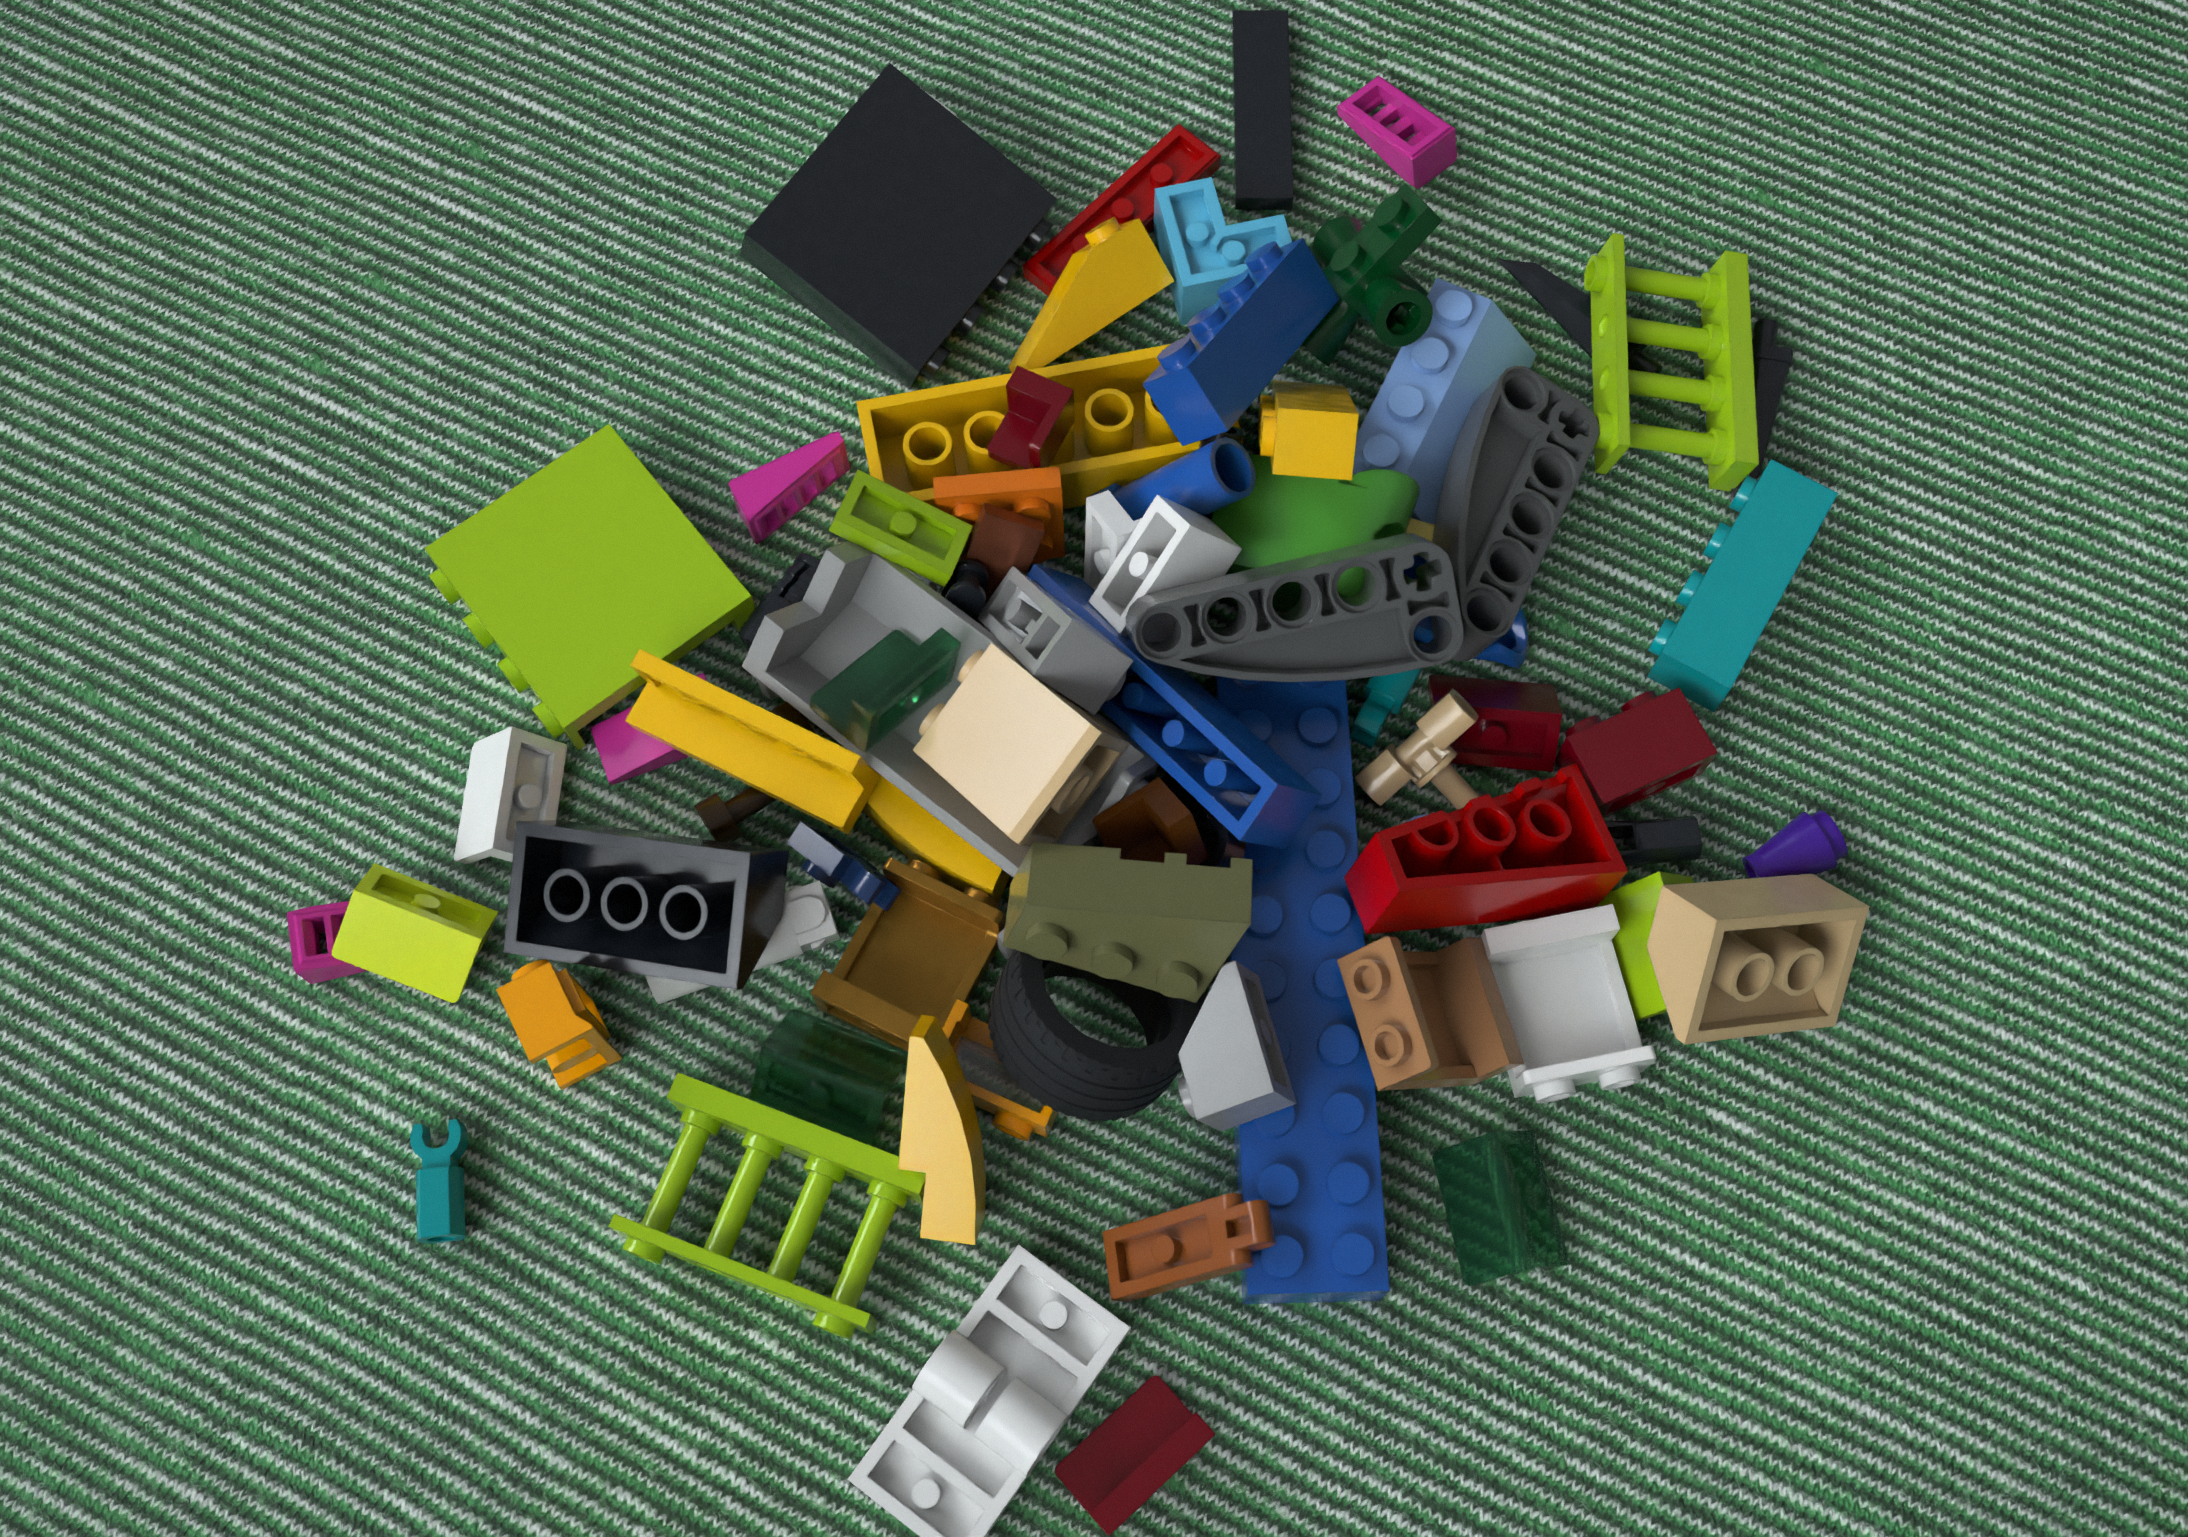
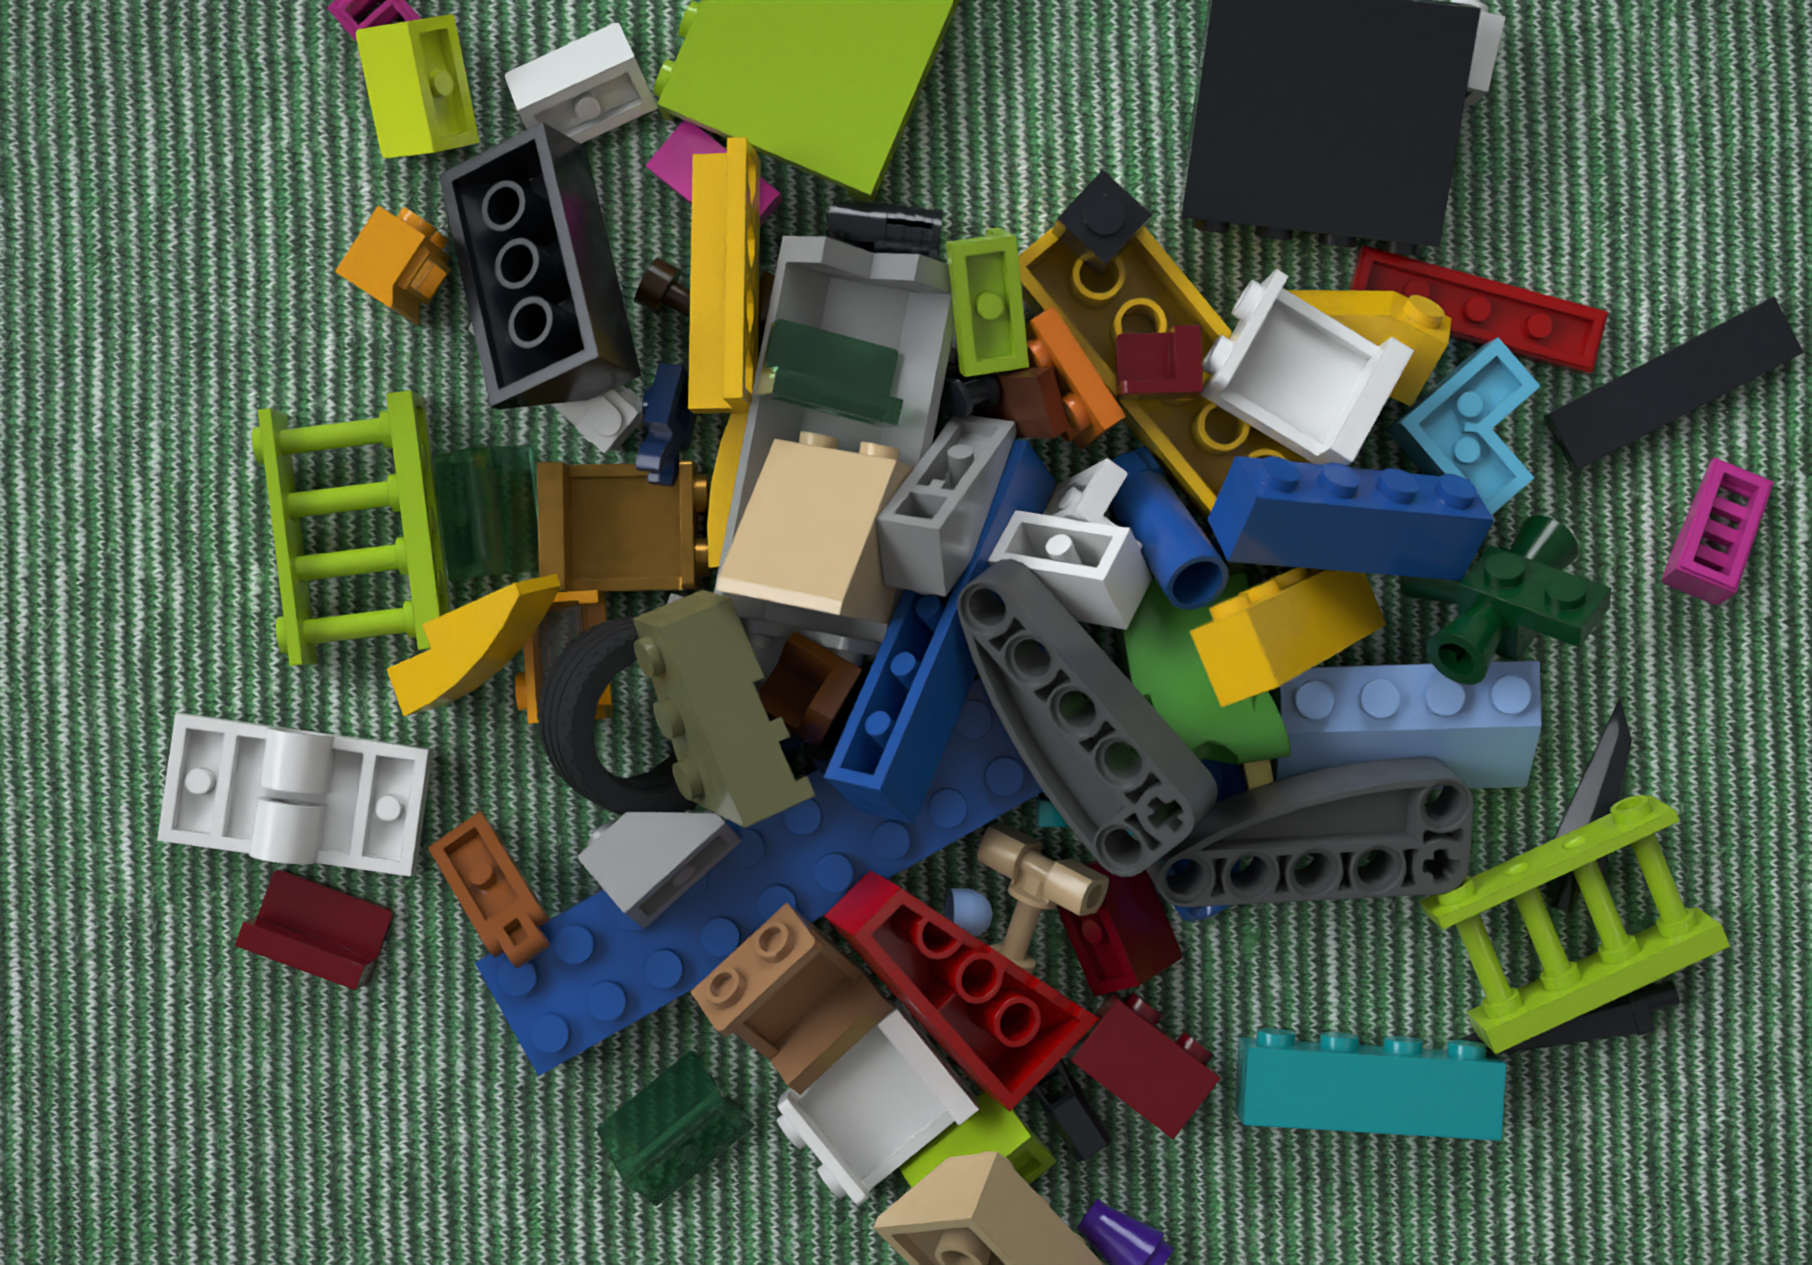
camera: 60 degrees right, 20 degrees up
(440, 1185) = (229, 242): teal bar -> none
(788, 484) = (998, 152): dark pink slope -> none
(887, 408) = (1101, 222): none -> black brick
(1104, 327) = (1301, 374): none -> white panel

